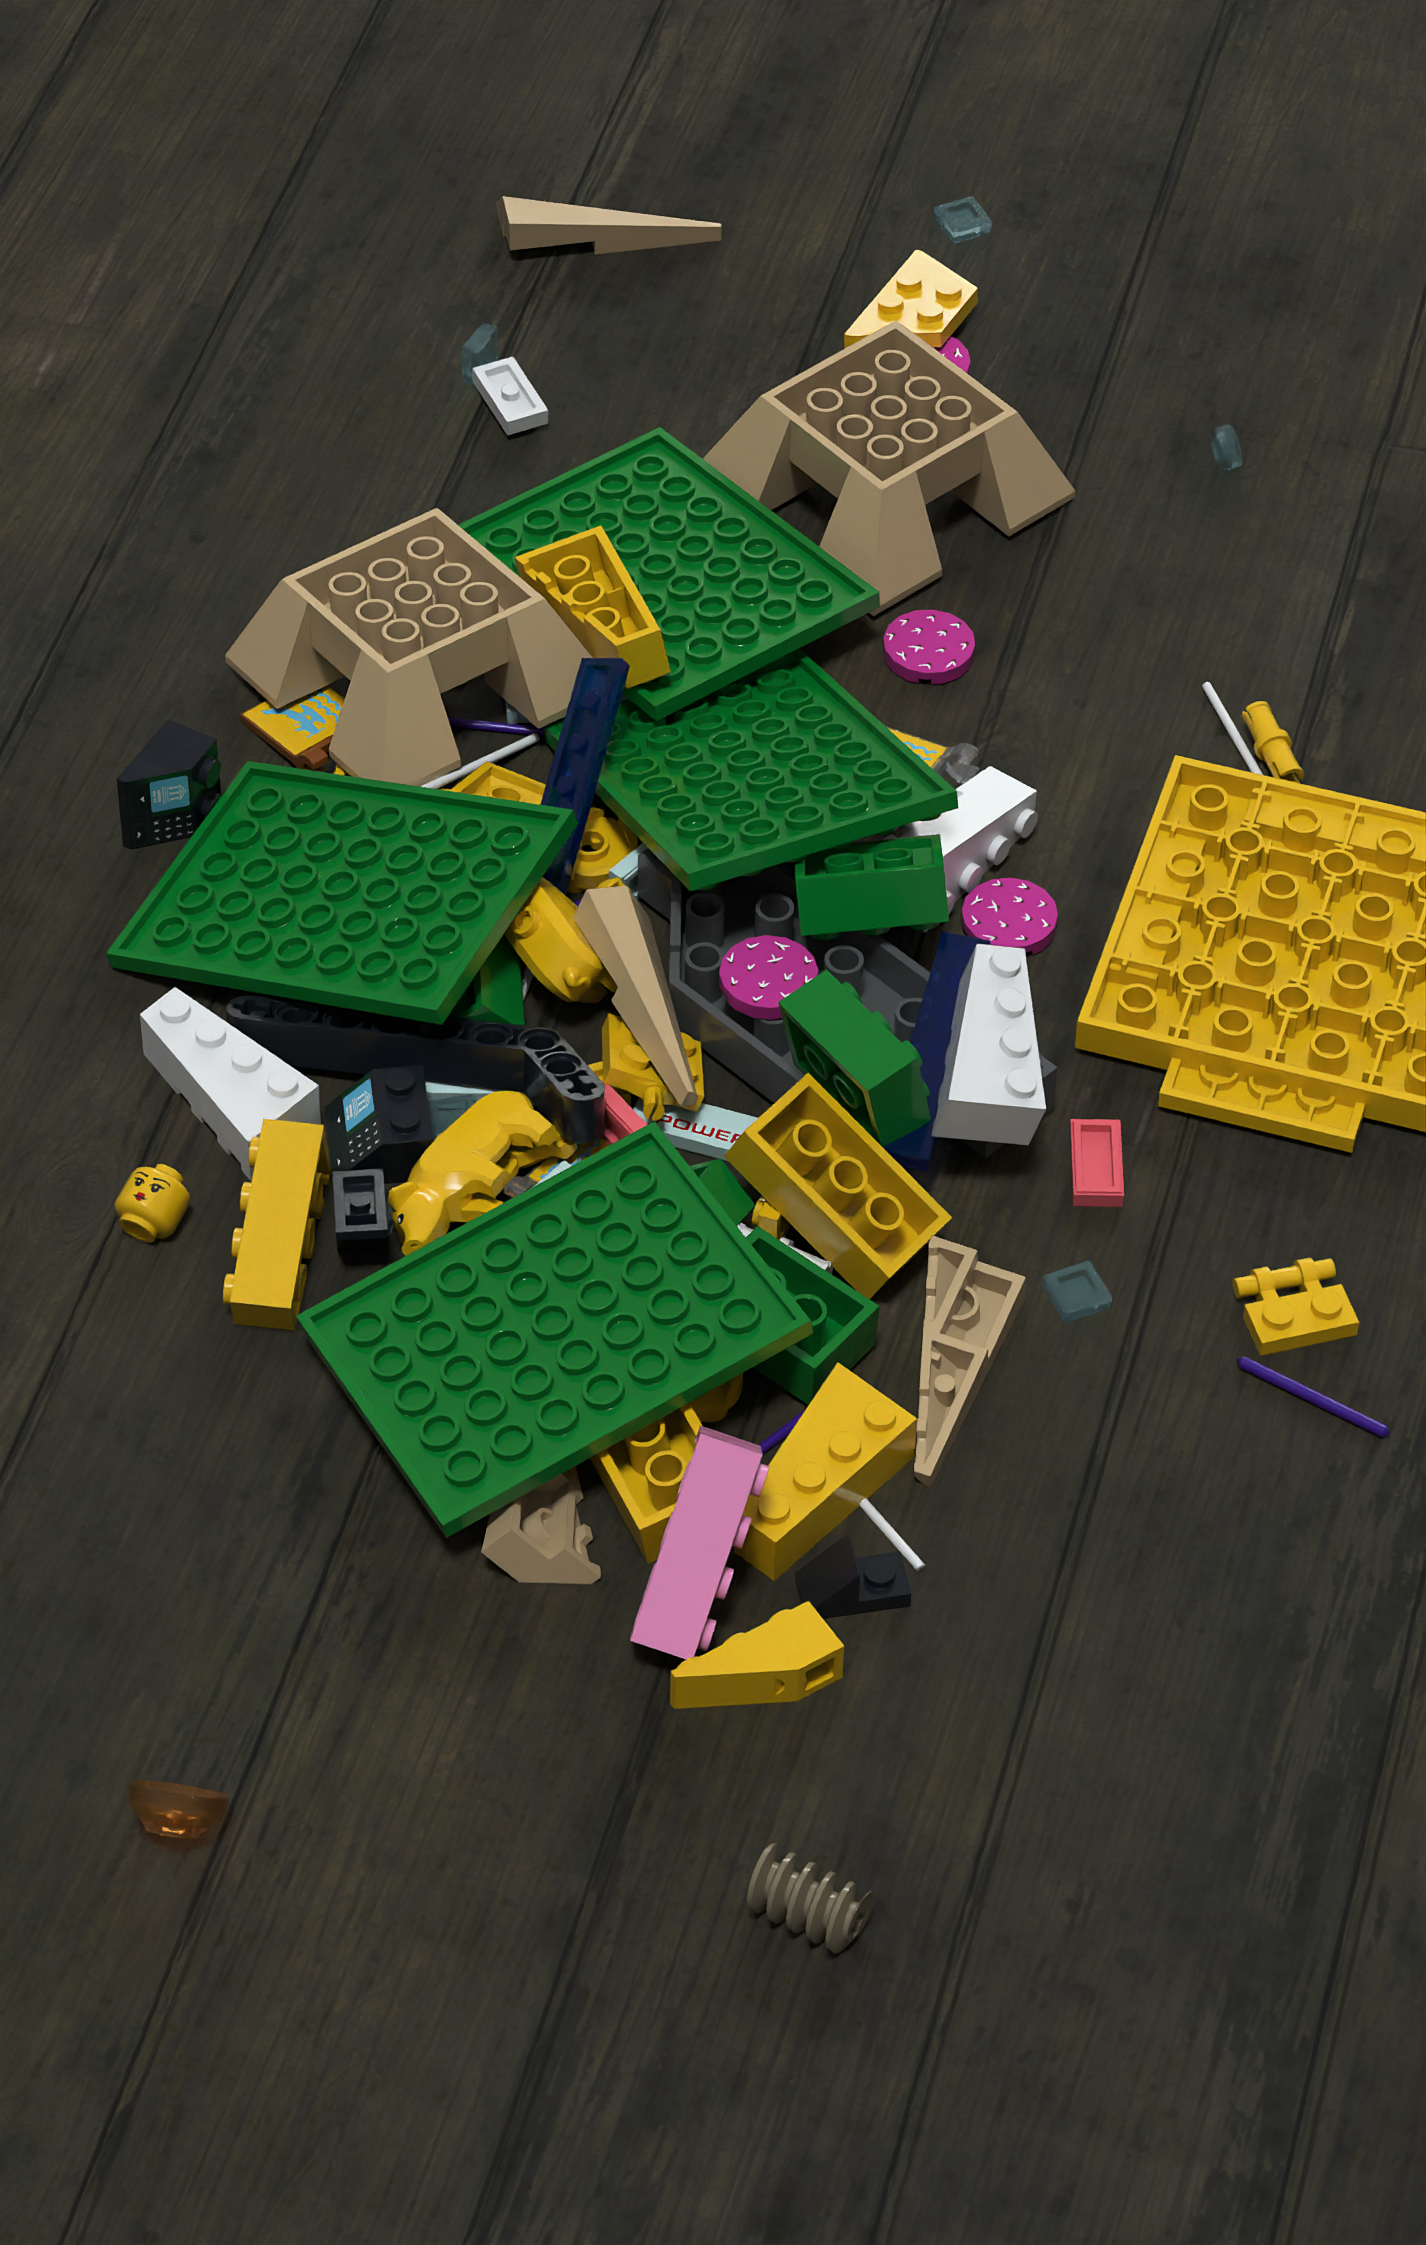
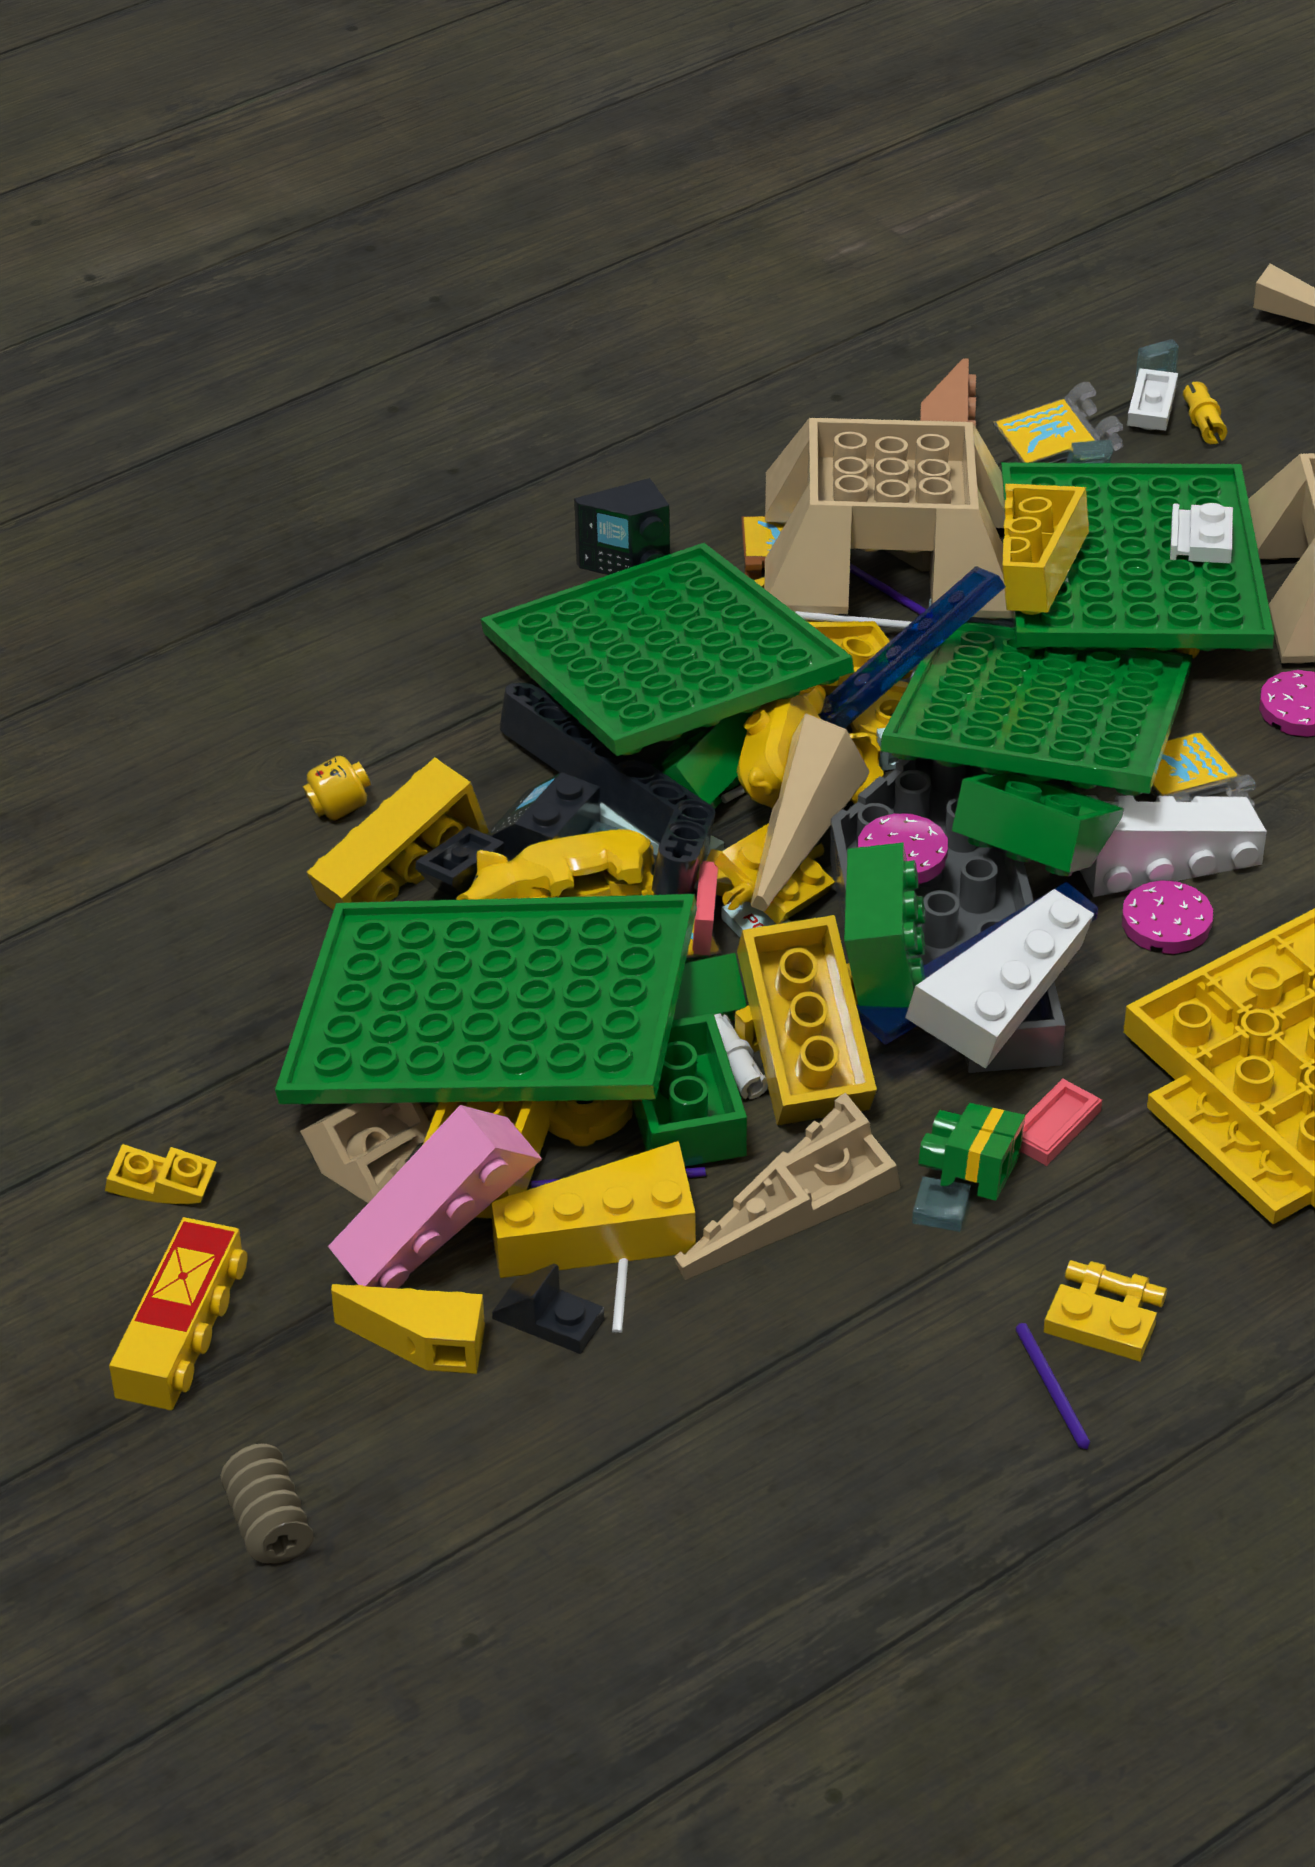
camera: 40 degrees right, 5 degrees down
(224, 1073) = (471, 730): white wedge -> none
(341, 505) = (952, 398): none -> nougat slope
(393, 1670) = (152, 1178): none -> yellow slope
(448, 472) = (1050, 429): none -> flag
(515, 484) = (1091, 452): none -> clear light blue tile
(547, 1784) = (178, 1314): none -> yellow brick
(571, 387) = (1205, 413): none -> yellow pin
(712, 519) = (1202, 533): none -> white plate
(1072, 1223) = (974, 1147): none -> green hips

